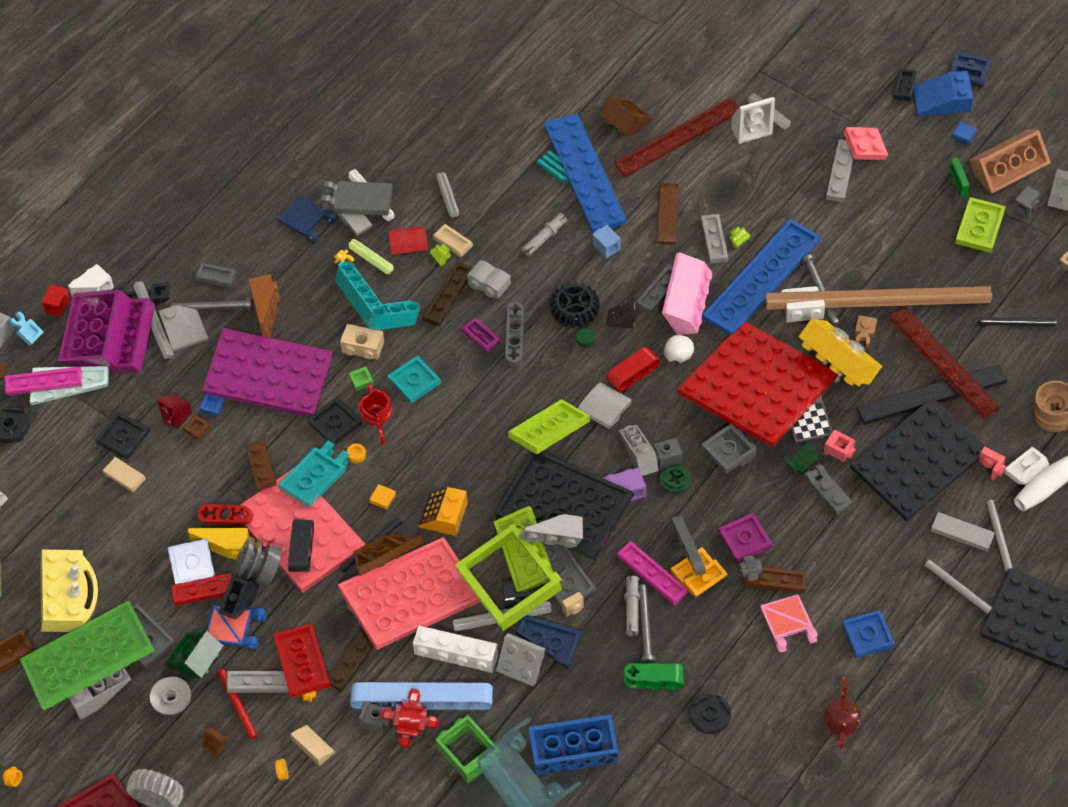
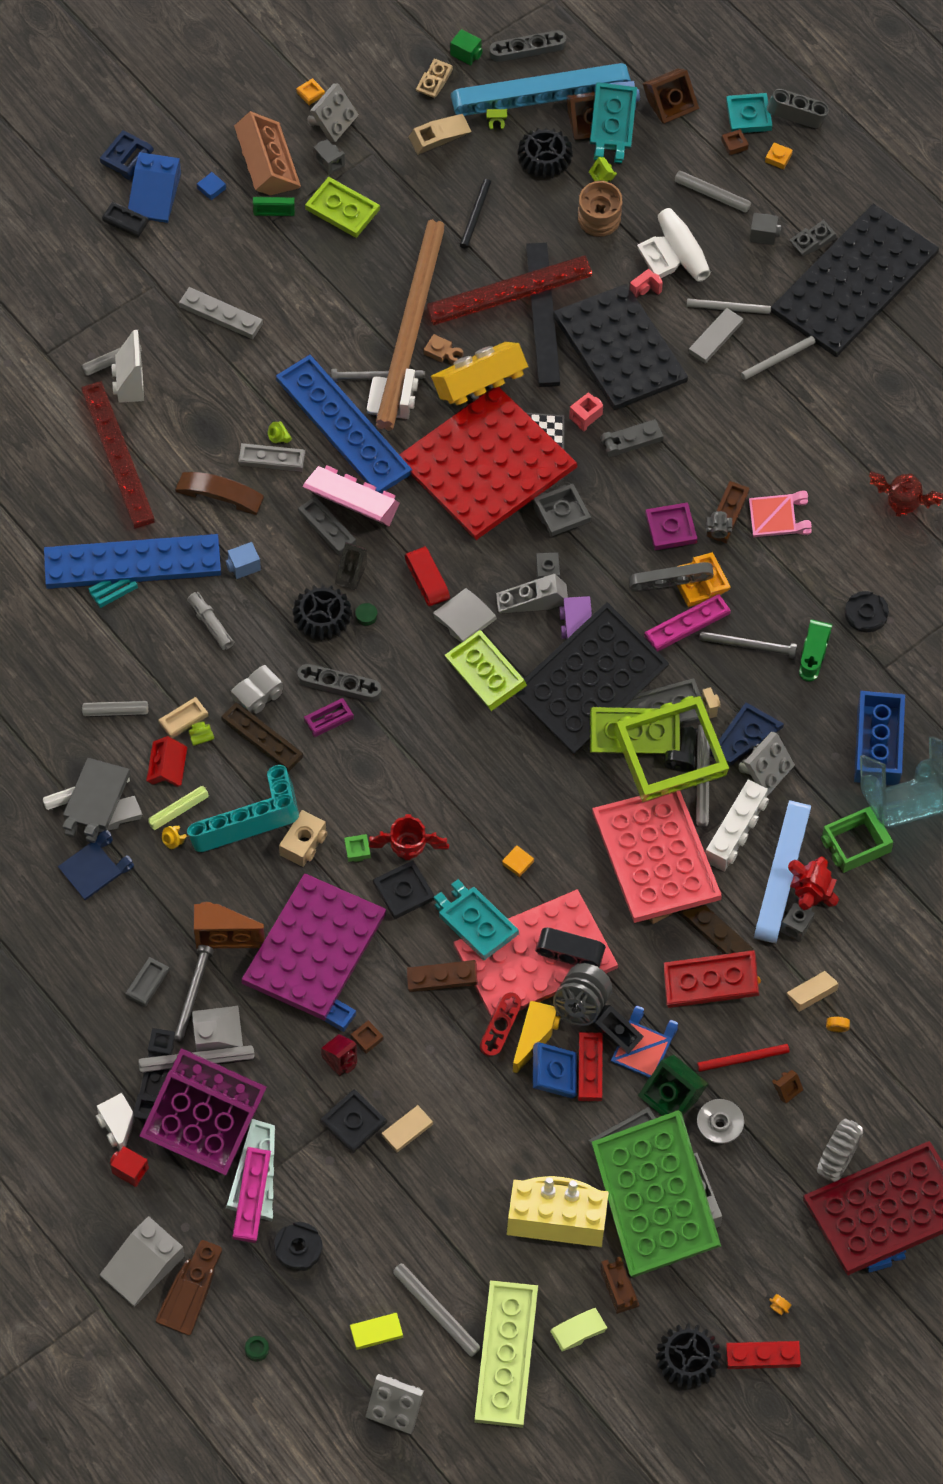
camera: 80 degrees left, 5 degrees up
(27, 330) = (164, 1203): medium azure plate -> none
(256, 682) = (723, 1031): light grey tile -> none
(356, 453) = (449, 875): light orange tile -> none
(383, 550) = (599, 869): reddish brown wing -> none
(386, 531) = (574, 882): black bar -> none
(414, 379) = (371, 796): teal plate -> none
(444, 511) = (557, 801): light orange slope -> none
(560, 530) = (636, 685): slope -> none
(624, 115) = (68, 498): reddish brown slope -> none
(632, 598) = (724, 649): light grey pin -> none
(677, 472) = (585, 566): dark green gear -> none
(678, 348) = (411, 528): white hair -> none
(802, 459) = (590, 447): dark green bracket -> none
(865, 143) = (196, 278): coral plate -> none
(868, 634) = (813, 448): blue plate -> none

